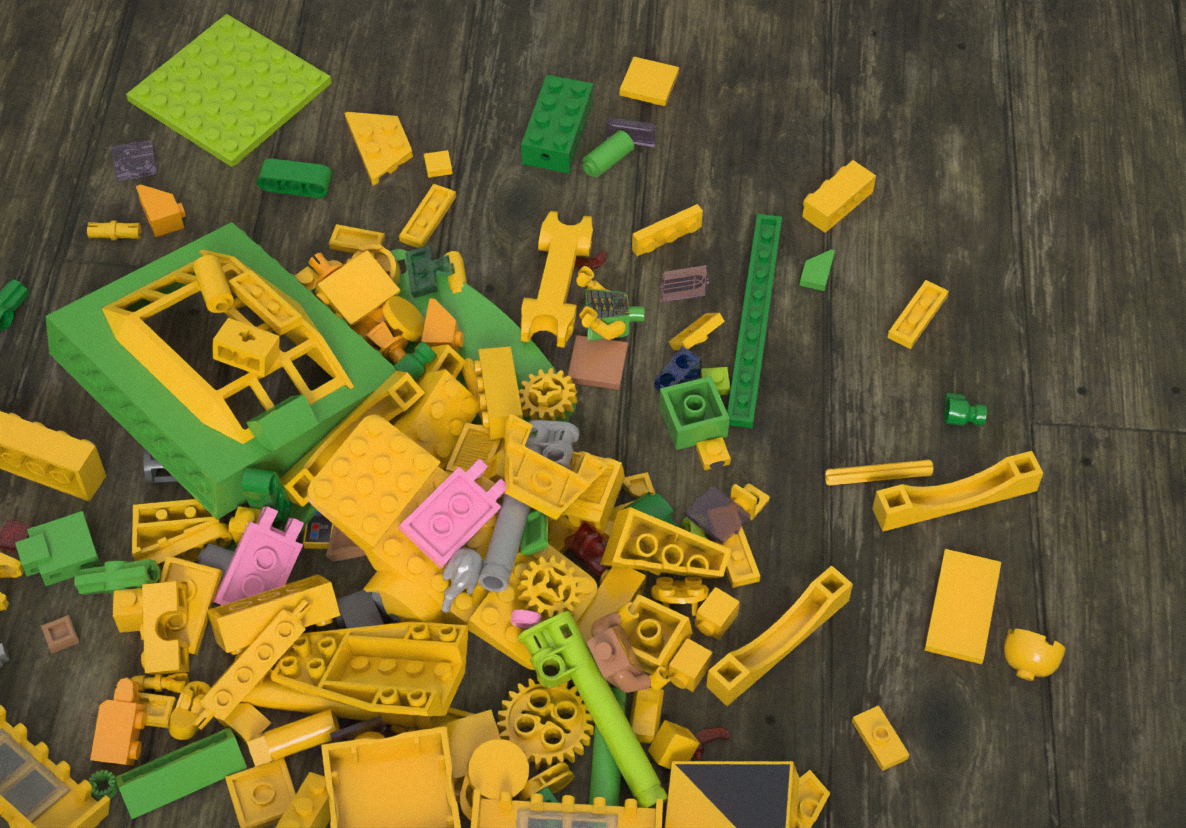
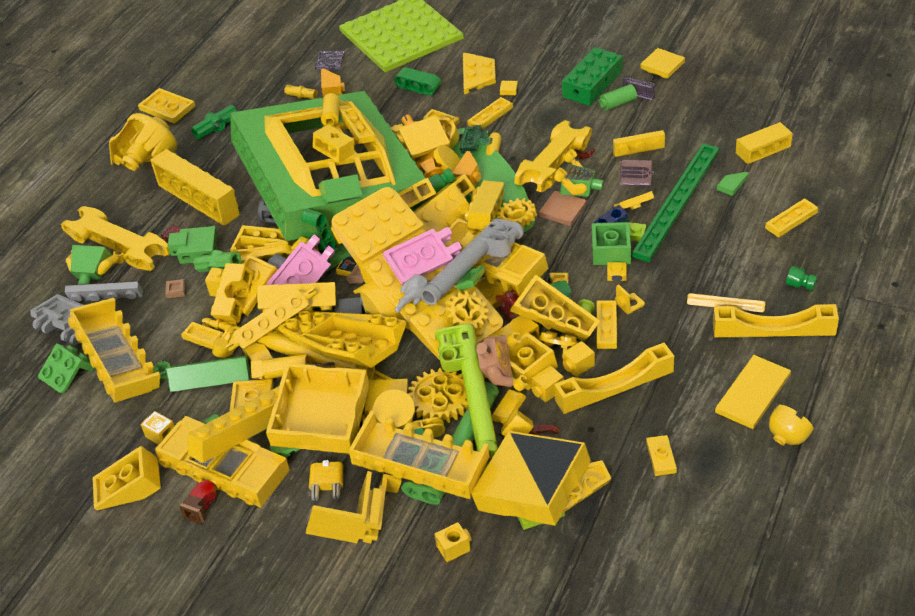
camera: 25 degrees right, 10 degrees down
(119, 726) = (183, 338): light orange hinge -> none
(525, 619) = (442, 322): bright pink tile -> none
(540, 480) = (484, 249): yellow wing -> none
(717, 515) = (601, 302): piece -> none

